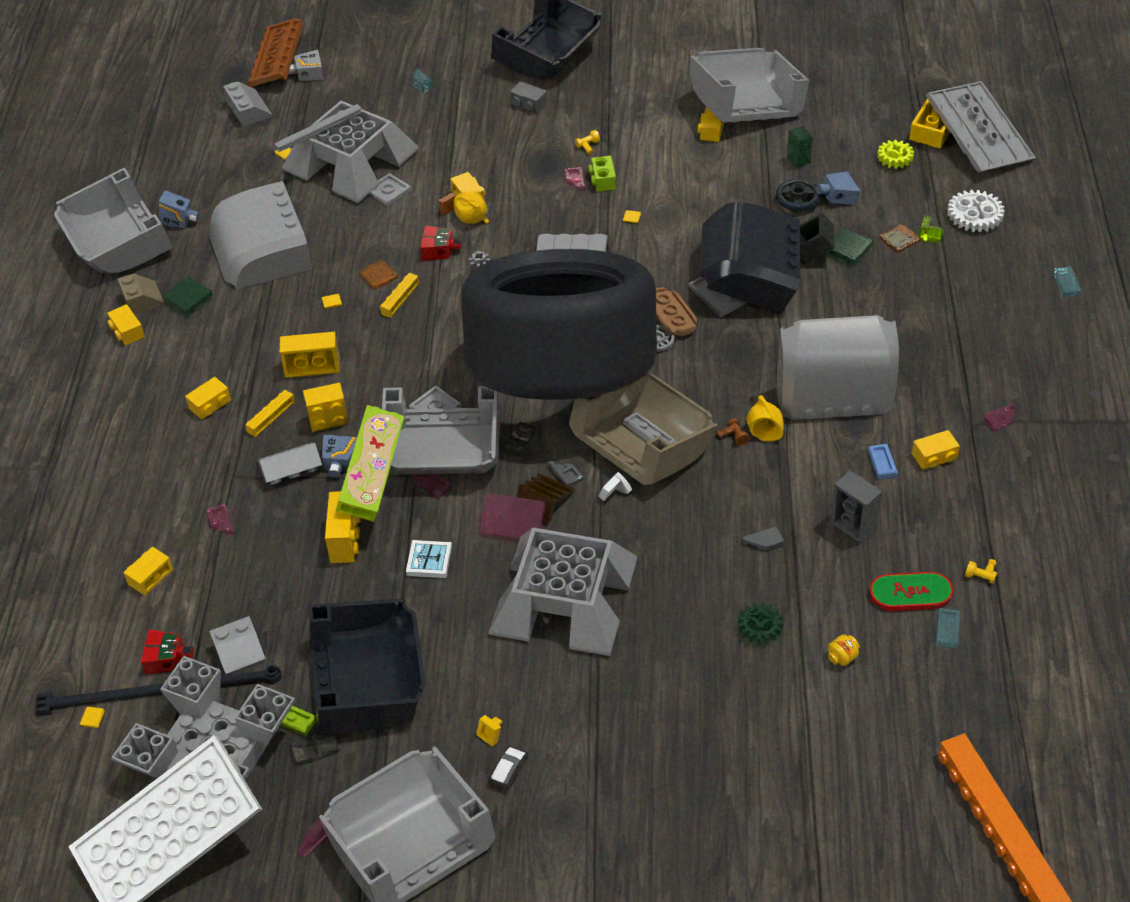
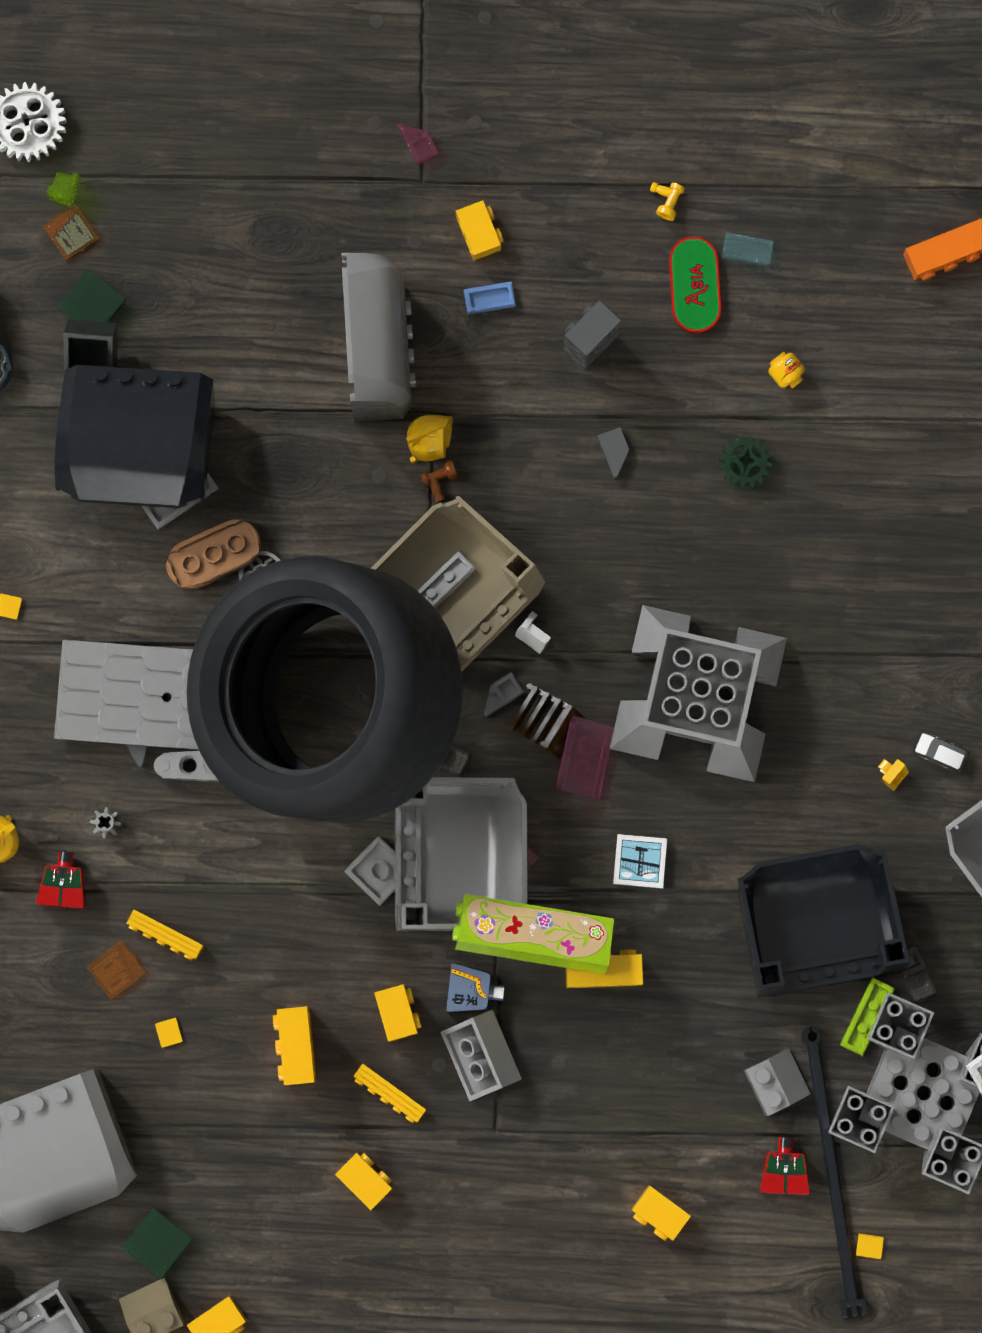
camera: 95 degrees left, 35 degrees up
(220, 519) = (571, 1135): clear pink tile -> none
(1067, 281) = (171, 21): clear light blue tile -> none

